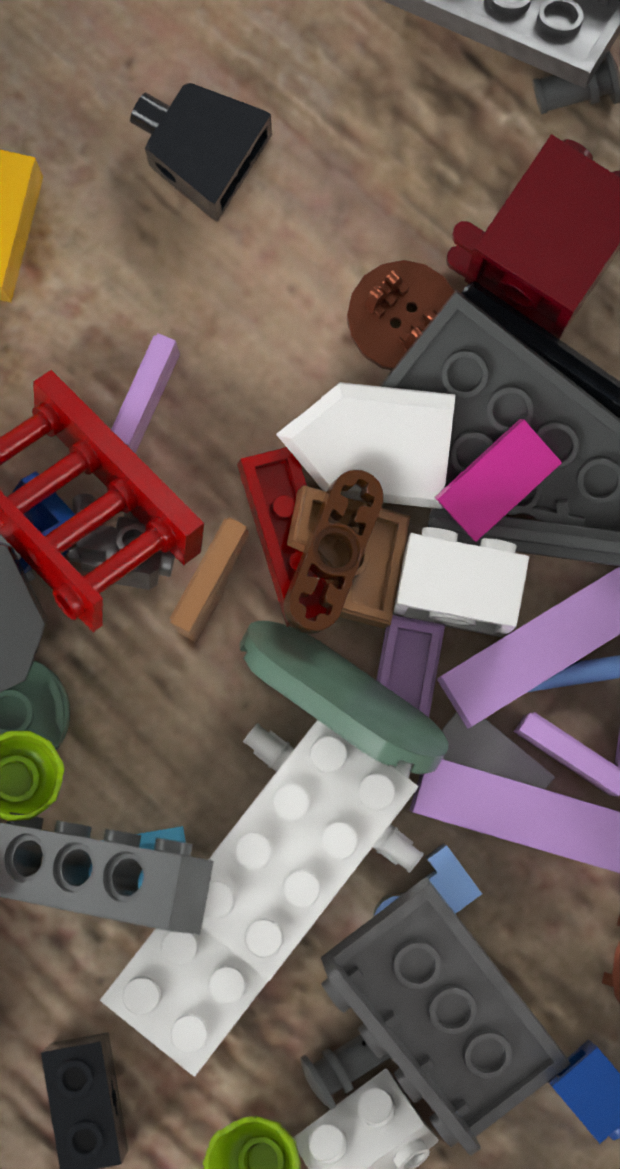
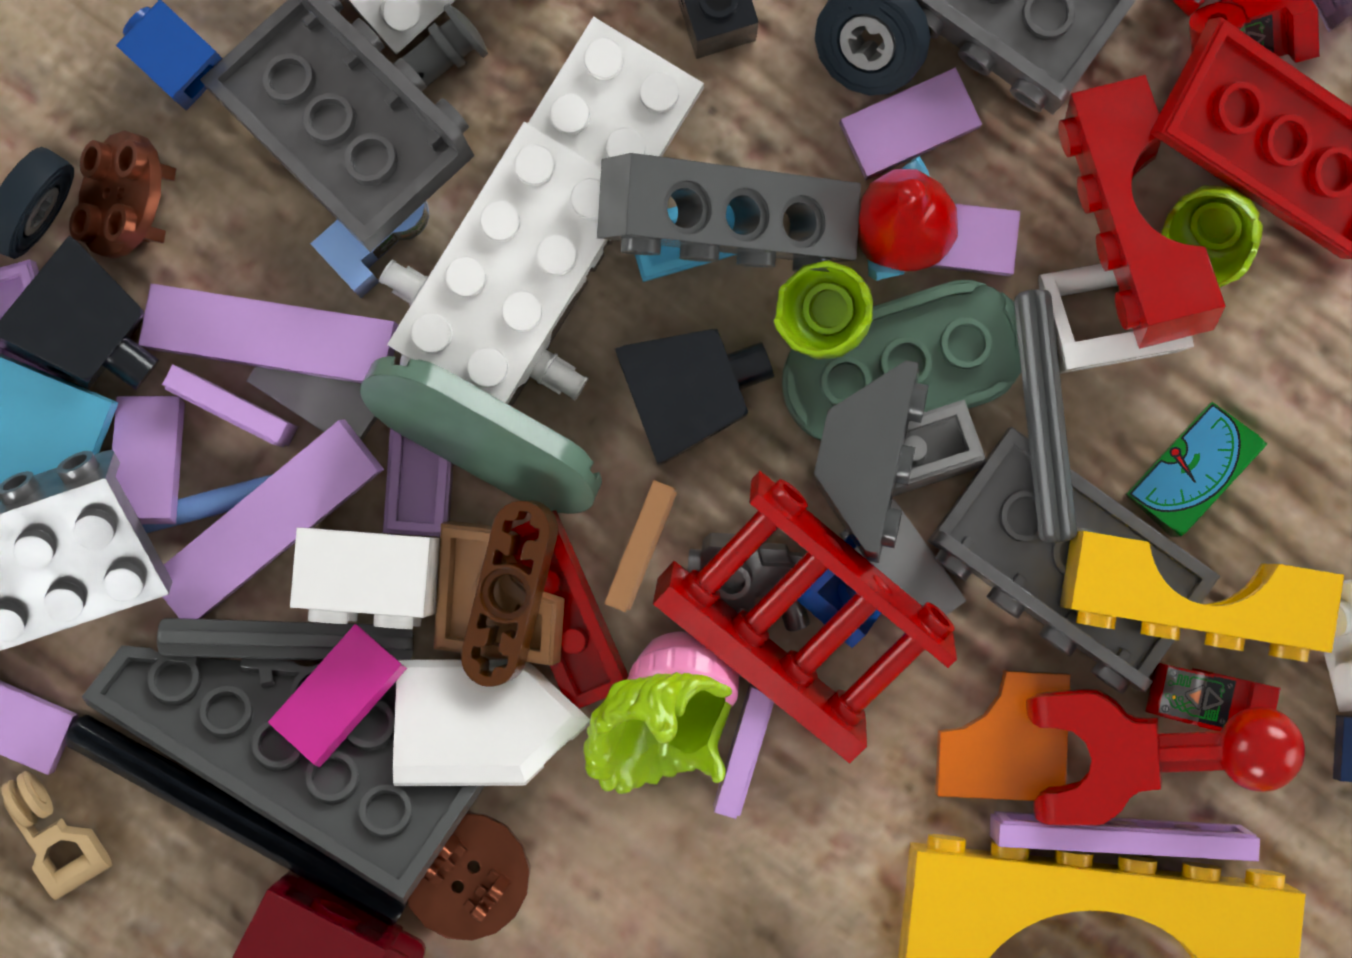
camera: 170 degrees right, 5 degrees up
(151, 721) = (689, 387): none -> black torso
(211, 430) = (662, 716): none -> lime hair

